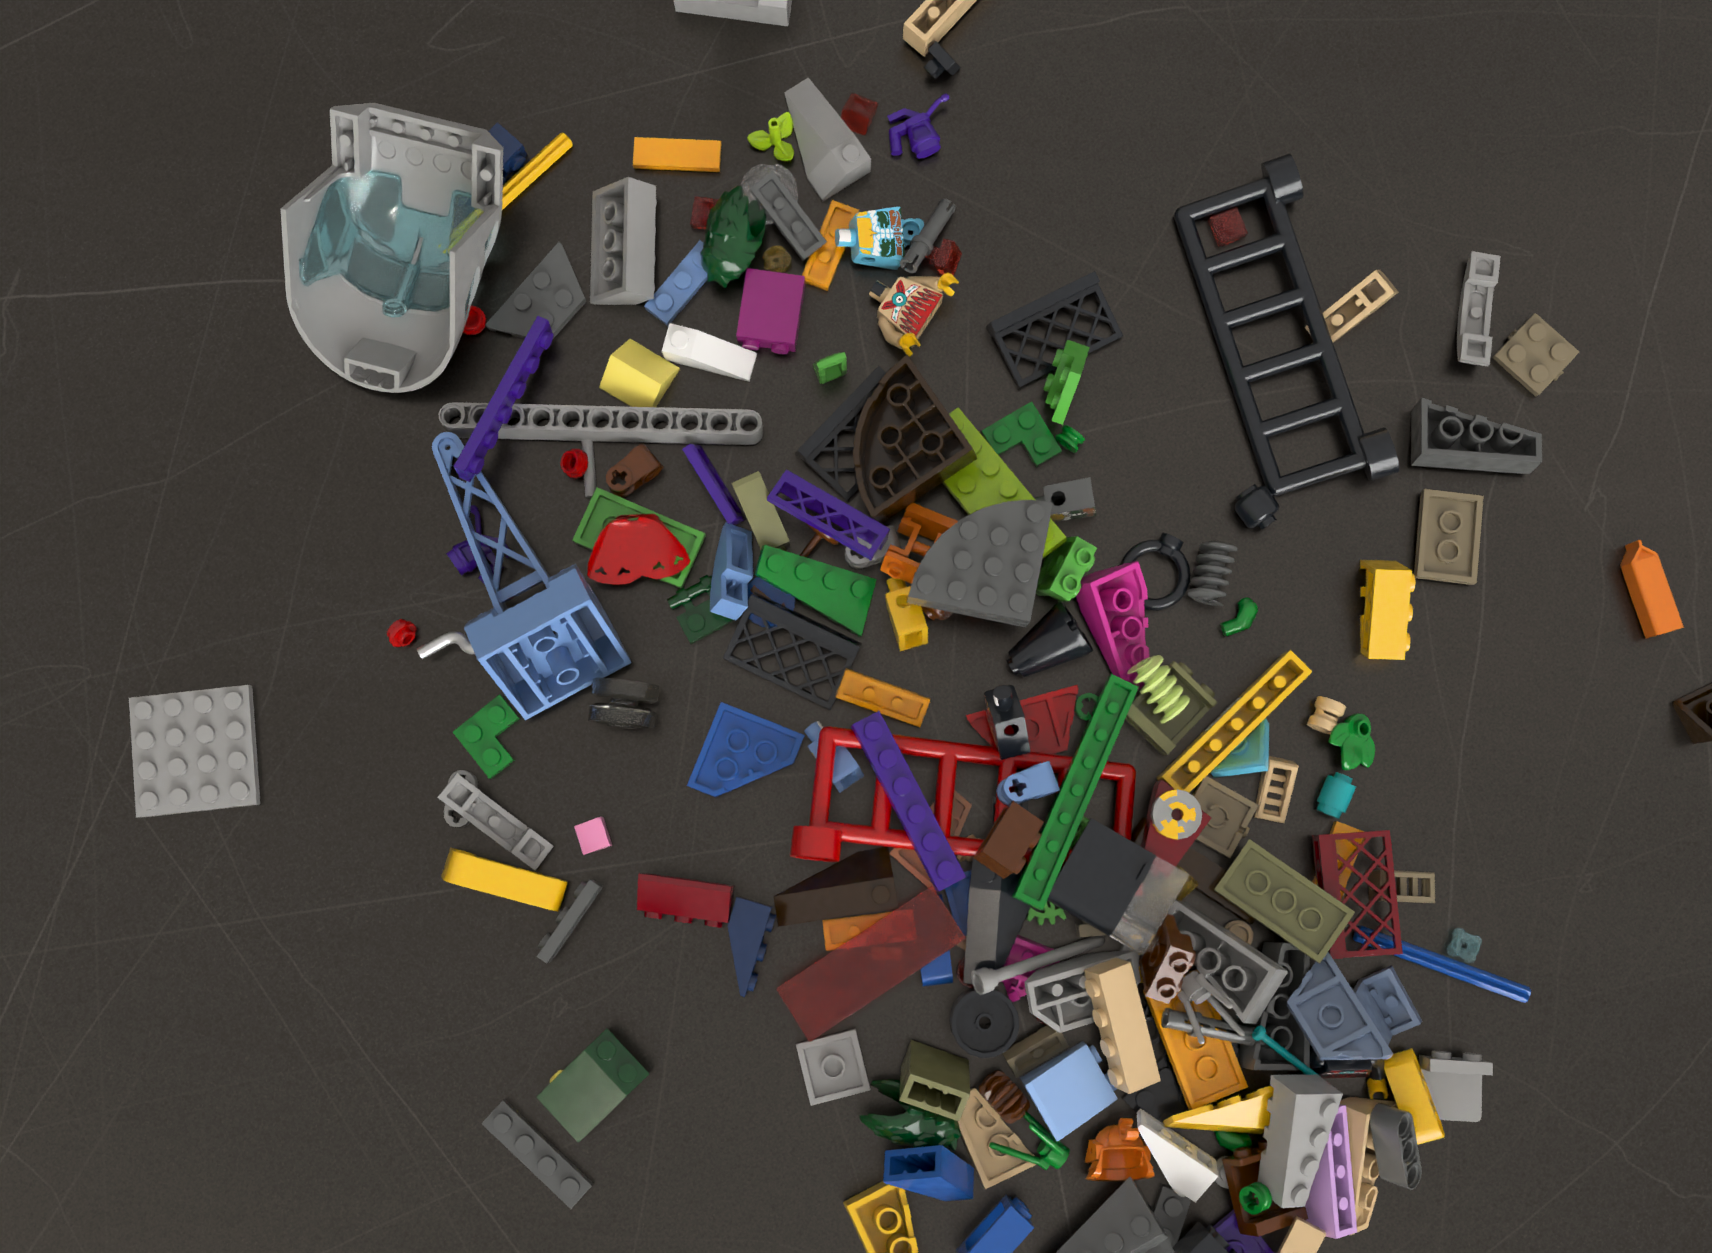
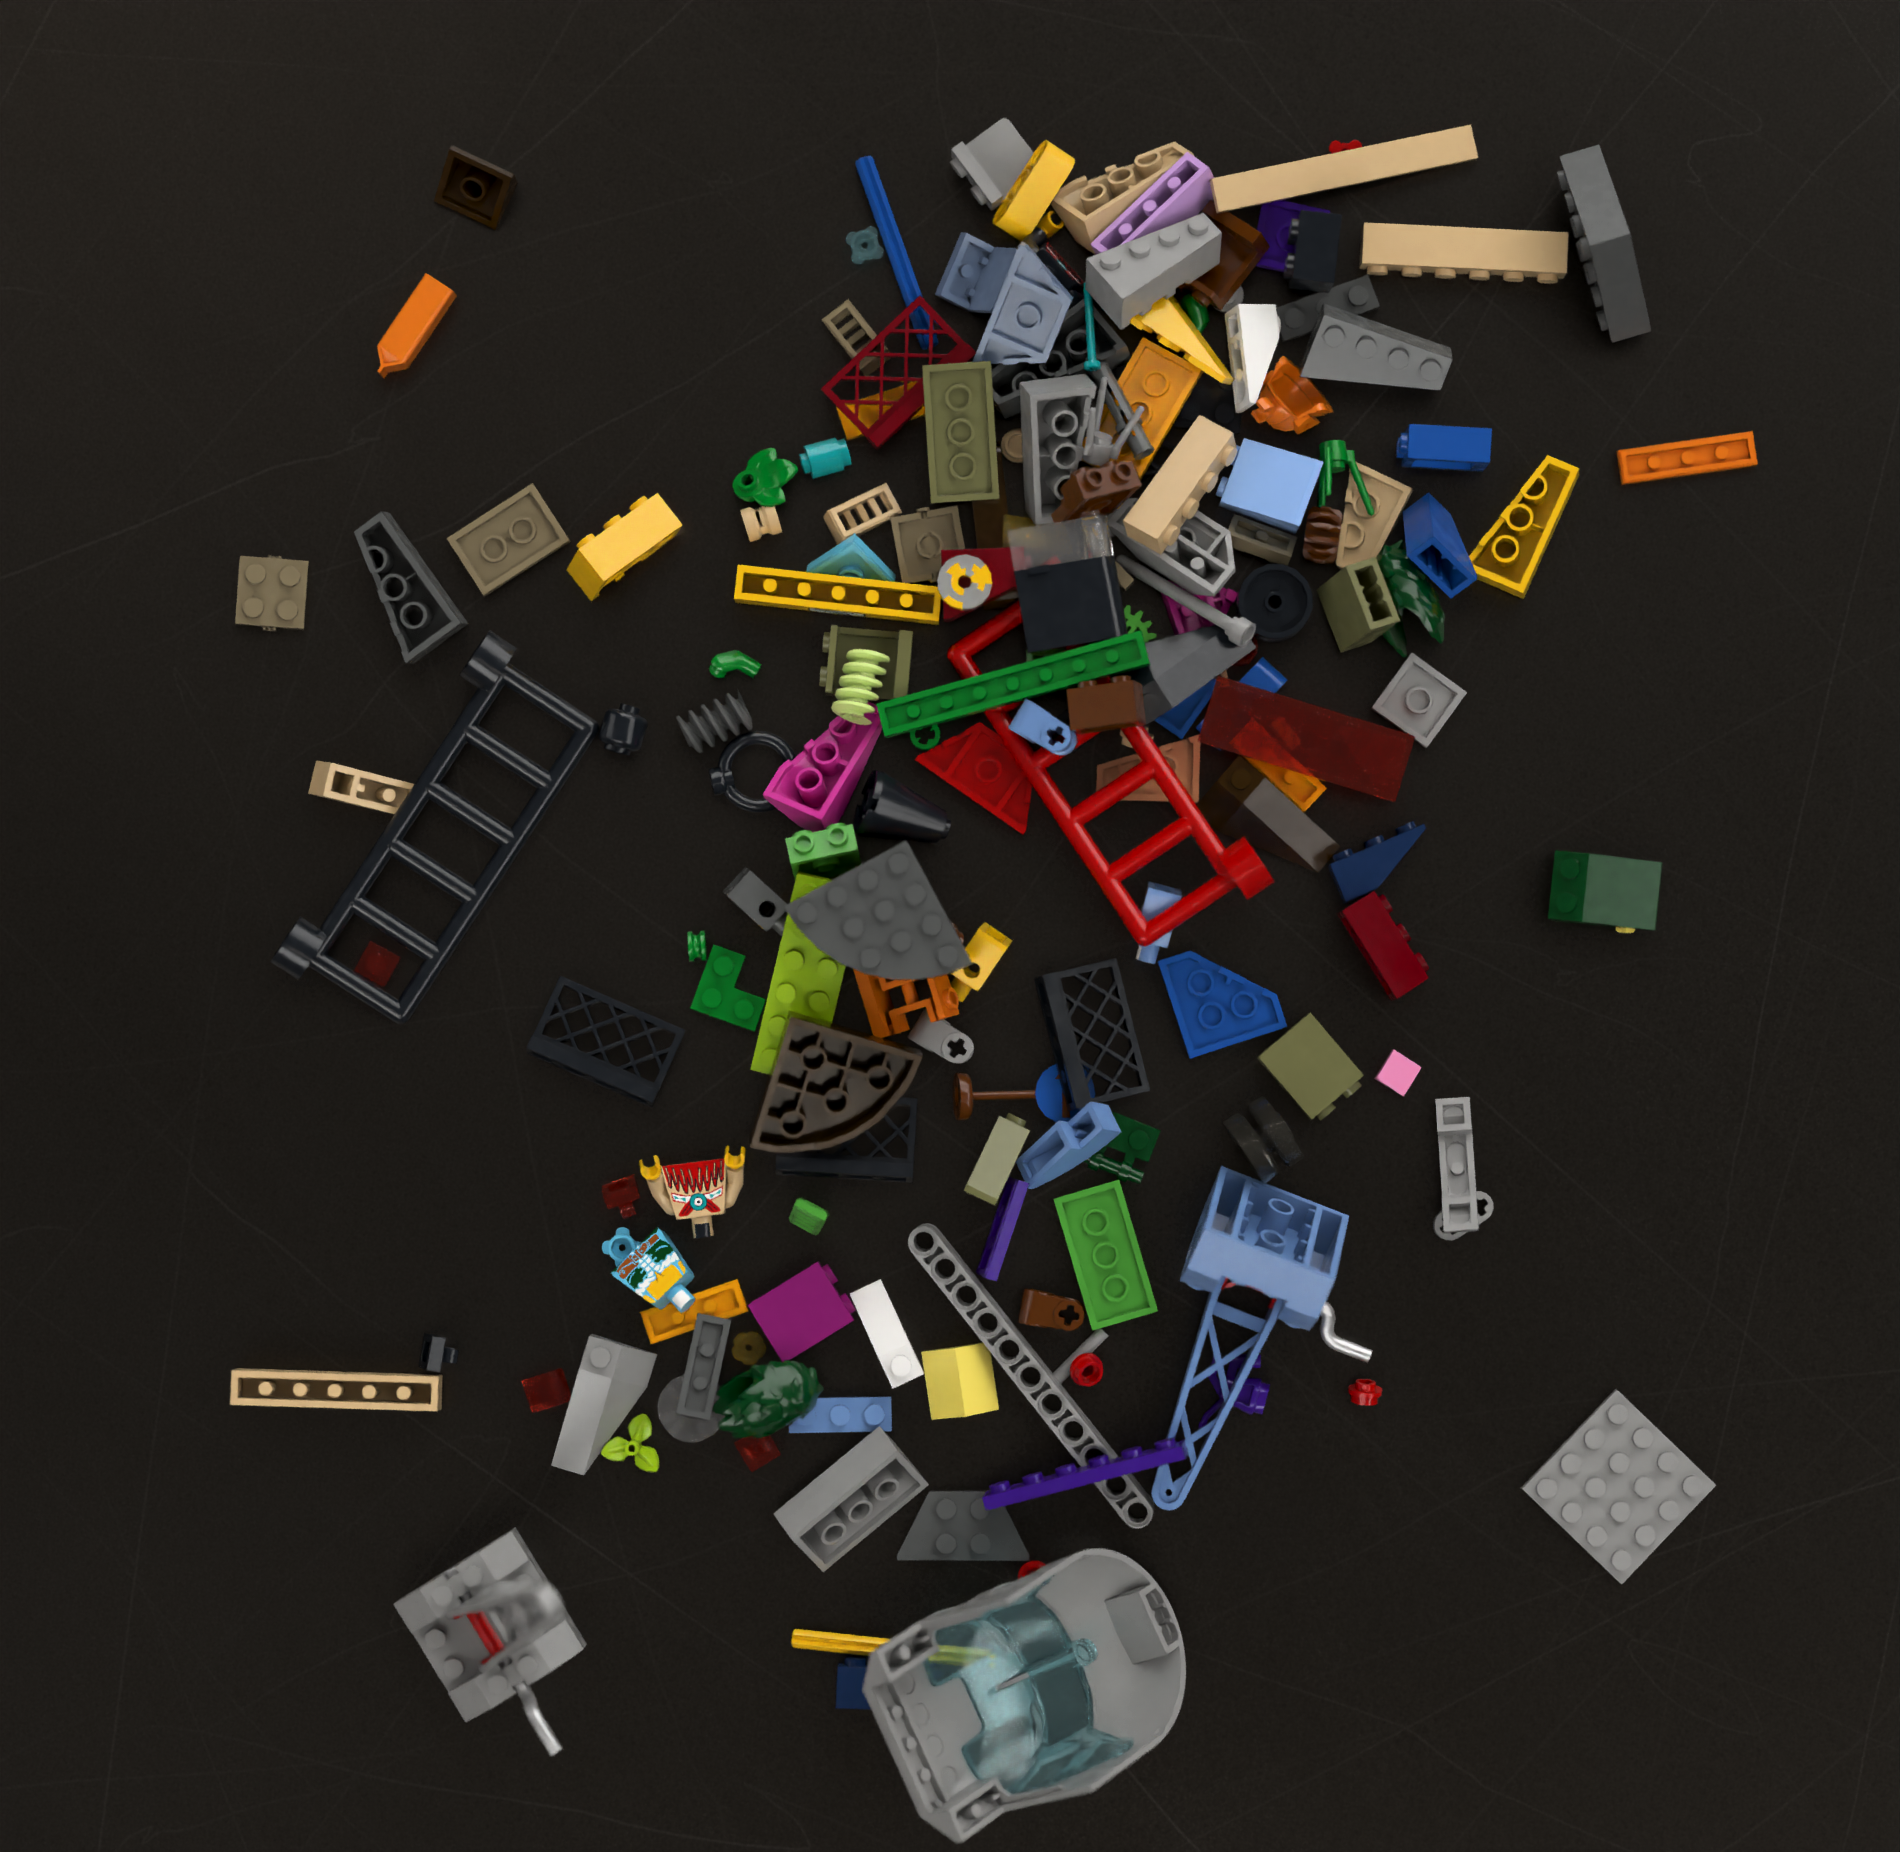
camera: 130 degrees left, 5 degrees up
(481, 733) = (1393, 1247): green plate -> none
(503, 880) = (1501, 1116): yellow beam -> none
(537, 1153) = (1701, 891): dark grey plate -> none
(568, 920) = (1486, 1031): dark grey plate -> none
(637, 548) = (1115, 1246): red piece -> none
(645, 778) = (1311, 1067): none -> olive brick
(677, 154) = (724, 1523): light orange tile -> none
(826, 588) = (1014, 1050): green wing -> none
(829, 510) = (943, 1098): dark purple fence -> none
(882, 697) = (1067, 920): light orange tile -> none
(908, 801) = (1144, 820): dark purple plate -> none
(921, 133) = (520, 1314): dark purple piece -> none
(922, 244) = (628, 1224): dark grey pin -> none
(1003, 710) = (999, 799): black torso -> none
(1066, 378) = (651, 991): bright green plate -> none
(1247, 1201) = (1224, 253): green bush -> none
(1395, 1146) = (1088, 175): dark grey beam -> none
(1476, 307) = (274, 677): light grey slope -> none

